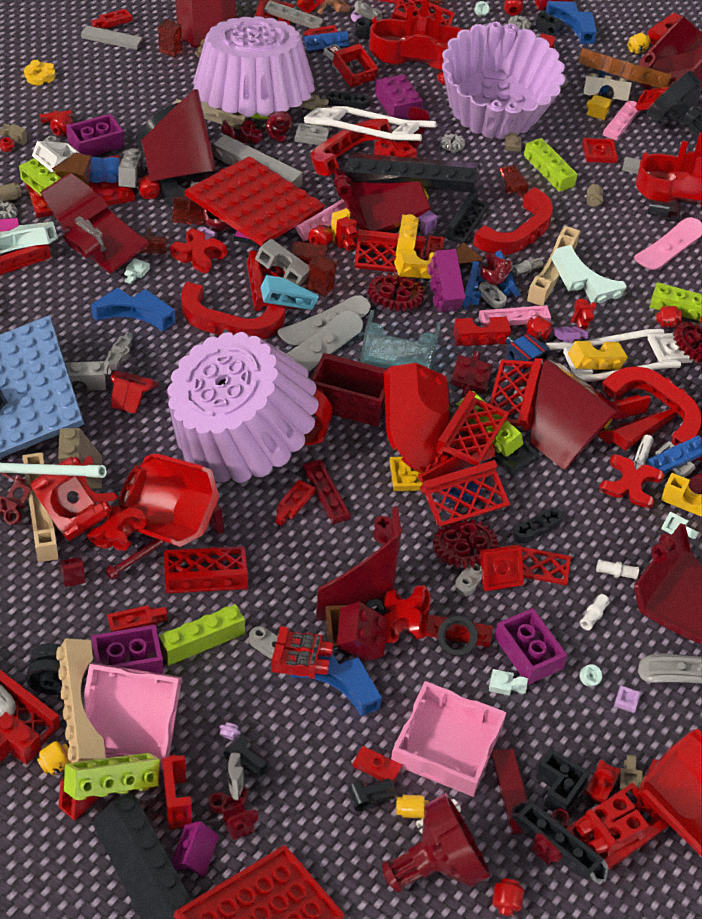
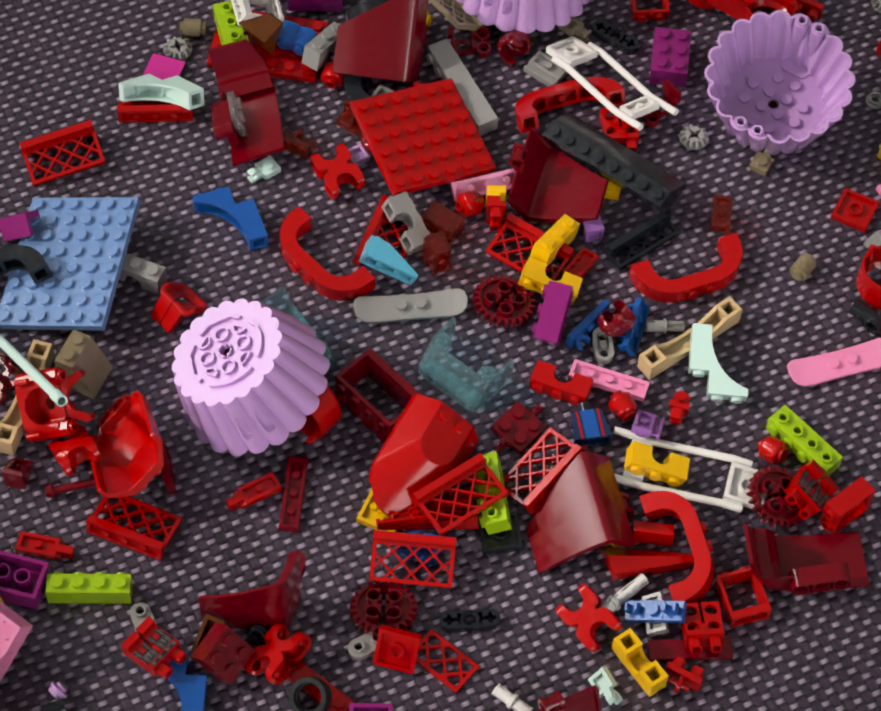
camera: 30 degrees right, 10 degrees up
(119, 353) = (192, 257): light grey piece -> none
(327, 339) = (389, 331): light grey piece -> none
(466, 254) = (602, 287): reddish brown slope -> none
(550, 165) = (780, 208): lime brick -> none

